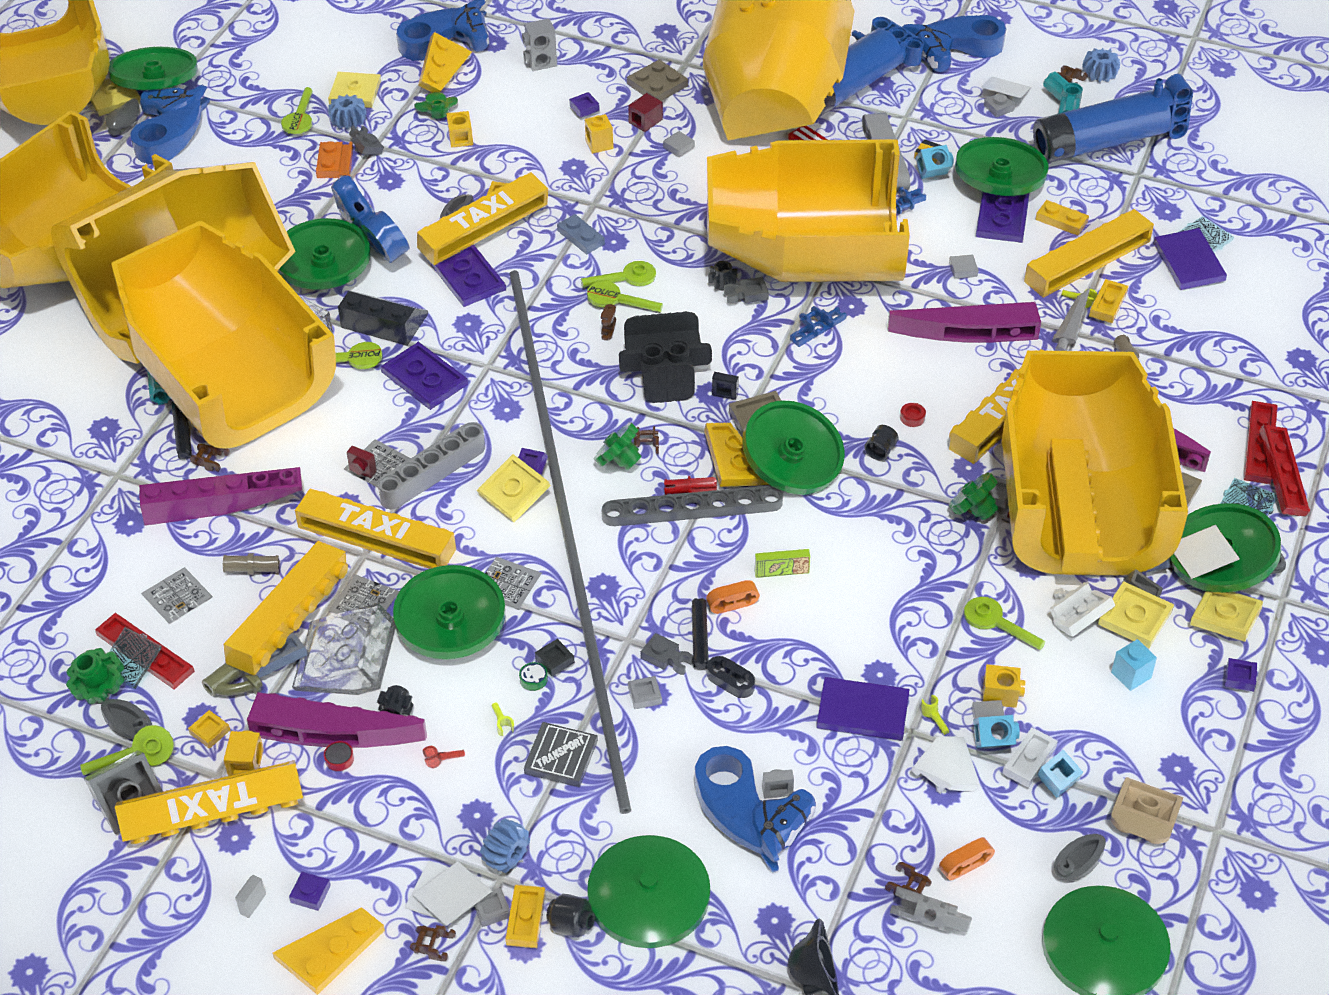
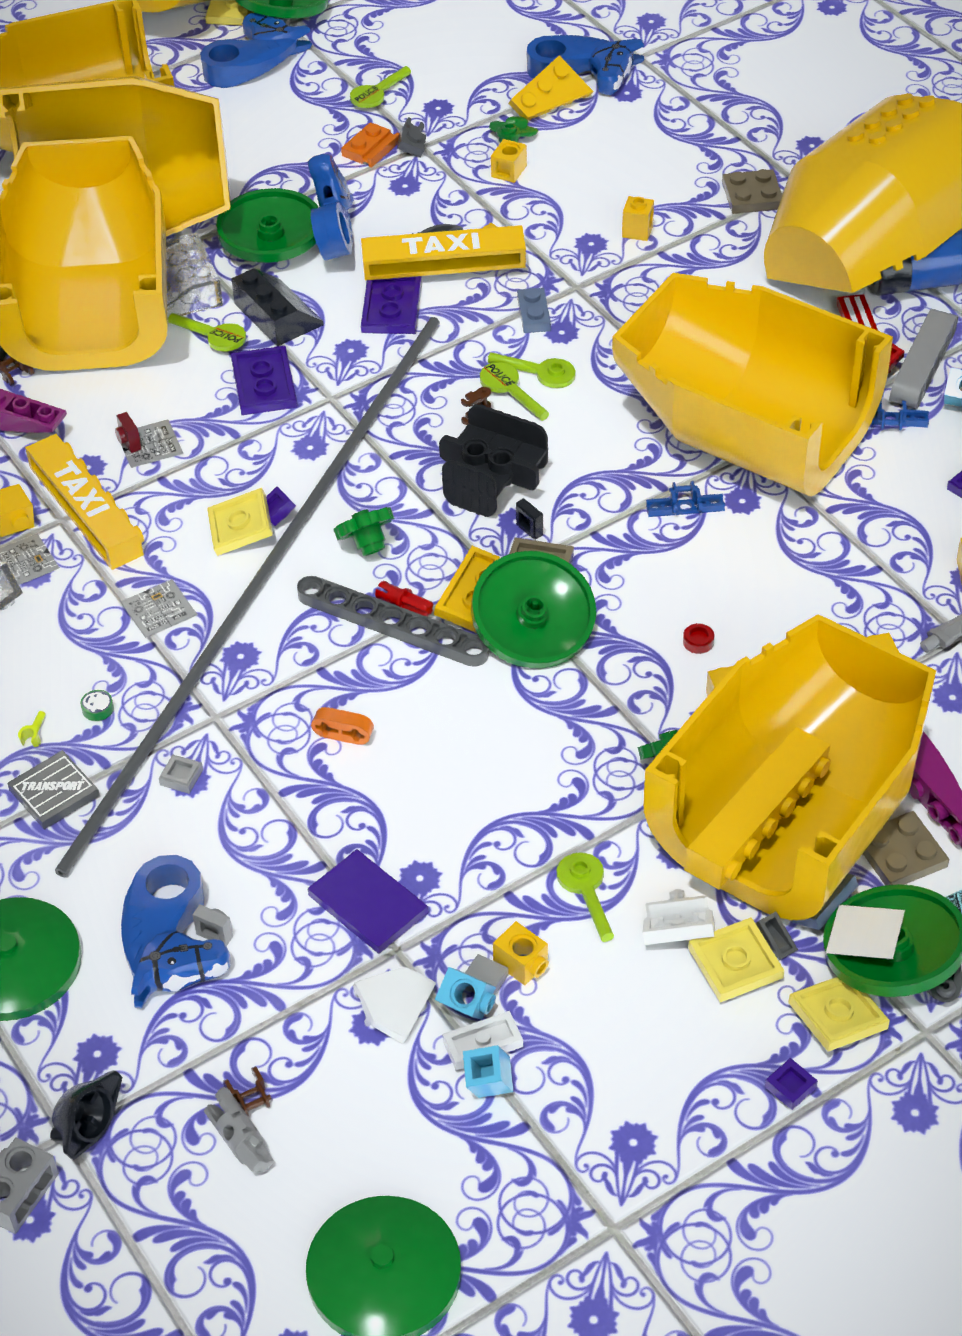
camera: 35 degrees right, 0 degrees up
(122, 117) = (220, 31): dark grey arm -> none
(347, 111) = (419, 103): medium blue gear -> none
(359, 84) = (450, 85): light yellow plate -> none
(431, 465) = (187, 465): light grey beam -> none
(449, 612) = (71, 605): green dish -> none
(540, 45) = (656, 107): light grey brick -> none
(554, 657) = (128, 697): pearl dark grey plate -> none
(584, 104) = (654, 185): dark purple plate -> none
(645, 112) = (707, 216): dark red brick -> none
(655, 439) = (398, 532): reddish brown piece -> none
(665, 652) = (233, 746): dark grey plate -> none
(678, 143) = (715, 262): light grey tile -> none
(700, 633) = (281, 745): black axle -> none
(722, 274) = (630, 410): black gear -> none
(732, 674) = (265, 803): black beam -> none
(748, 289) = (646, 437): dark grey plate -> none
(782, 563) = (419, 717): tile -> none
(881, 442) = (632, 649): black wheel -> none
(931, 711) = (433, 941): neon yellow hand -> none
(963, 266) = (899, 512): light grey tile -> none
(966, 858) = (322, 1101): orange beam -> none
(969, 323) = (847, 573): magenta slope -> none
(1079, 857) = (437, 1168): dark grey arm -> none
(1133, 665) = (678, 1008): medium azure brick -> none
(1146, 811) = (546, 1160): tan slope -> none

